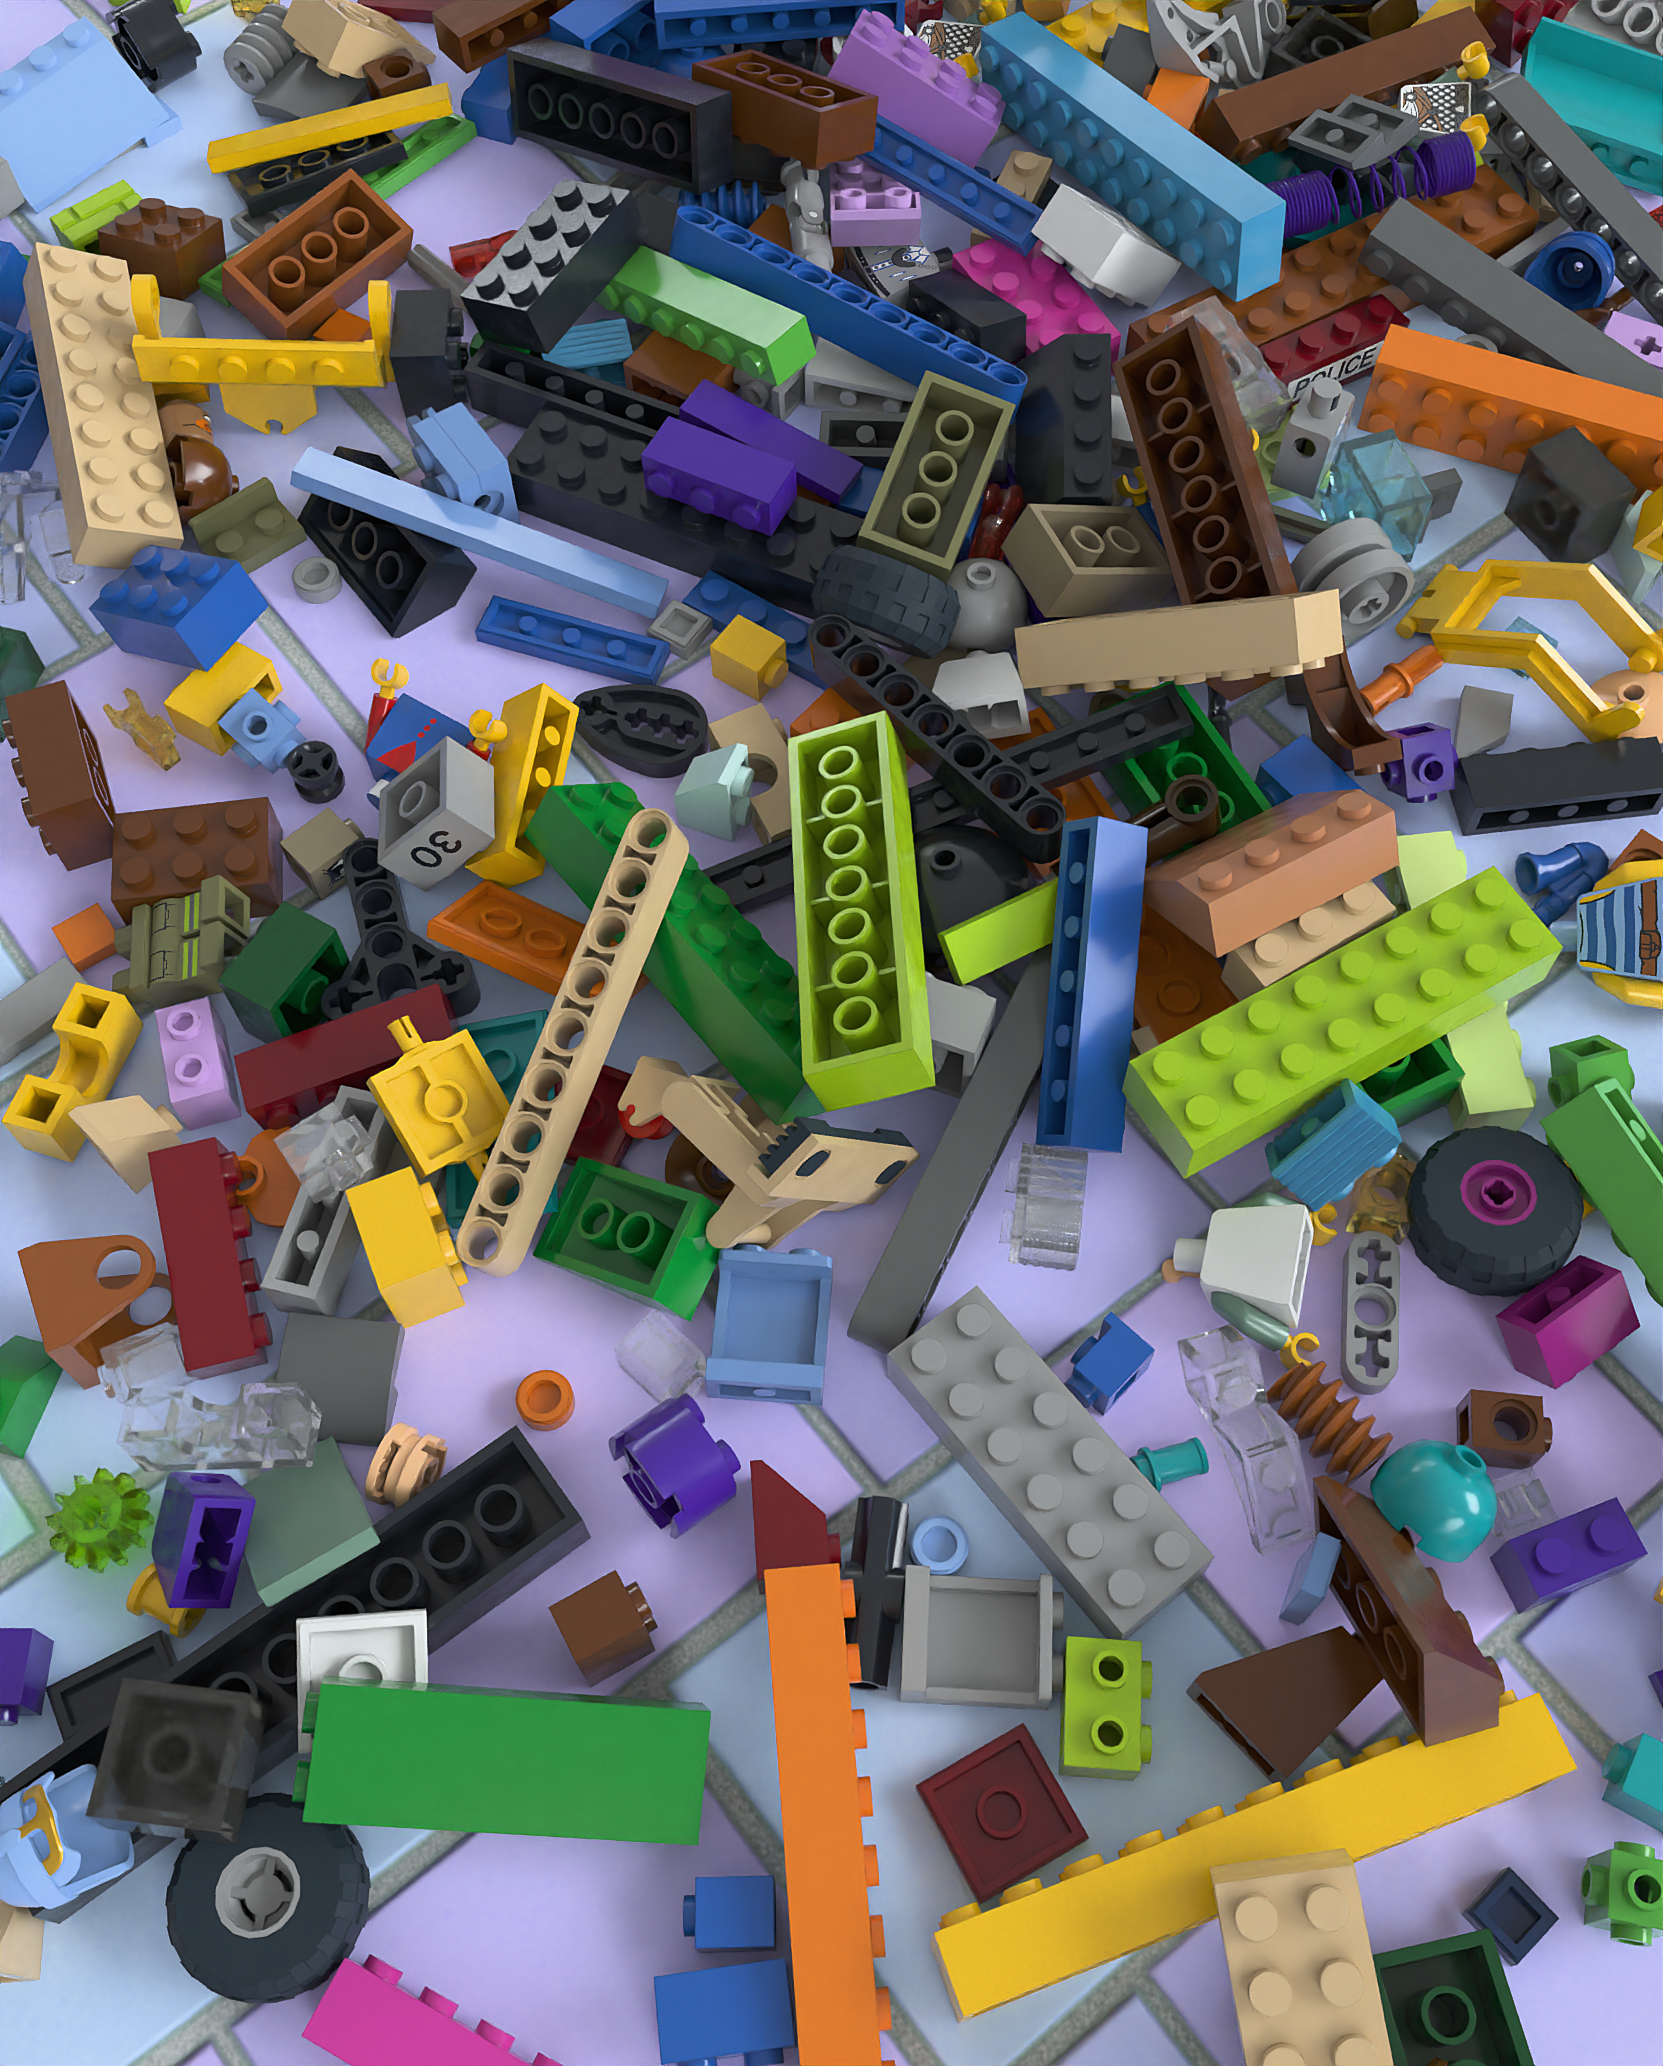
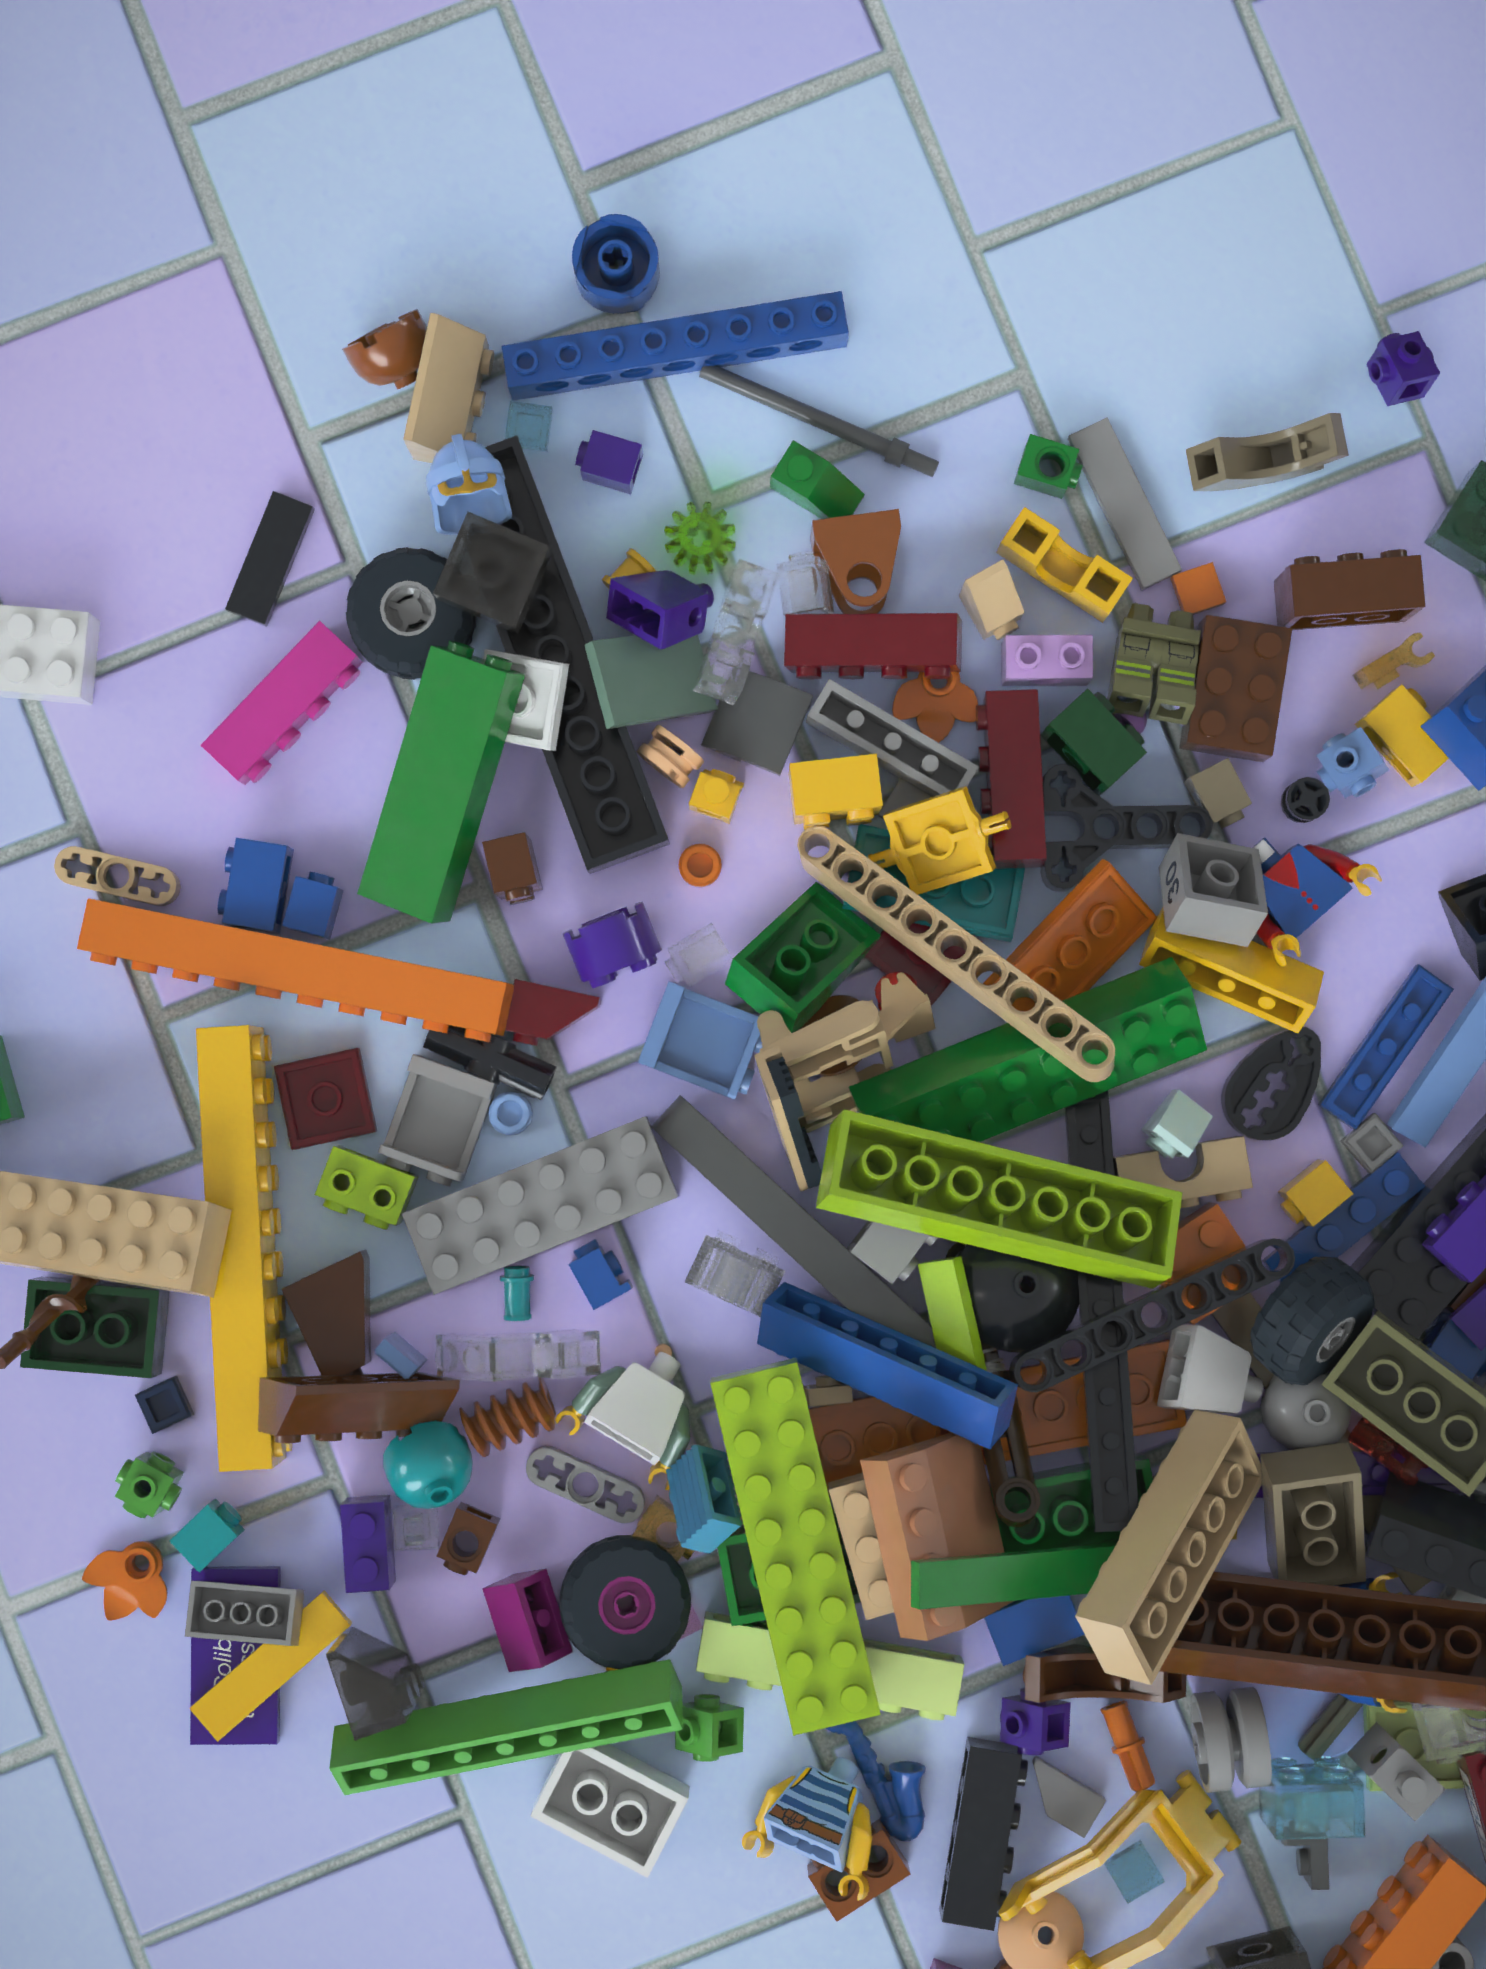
camera: 105 degrees right, 25 degrees up
(95, 1689) = (583, 533): black tile -> none
(326, 1152) = (913, 746): clear brick -> none
(447, 1398) = (716, 795): none -> yellow brick
(1276, 758) = (1006, 1576): none -> green tile

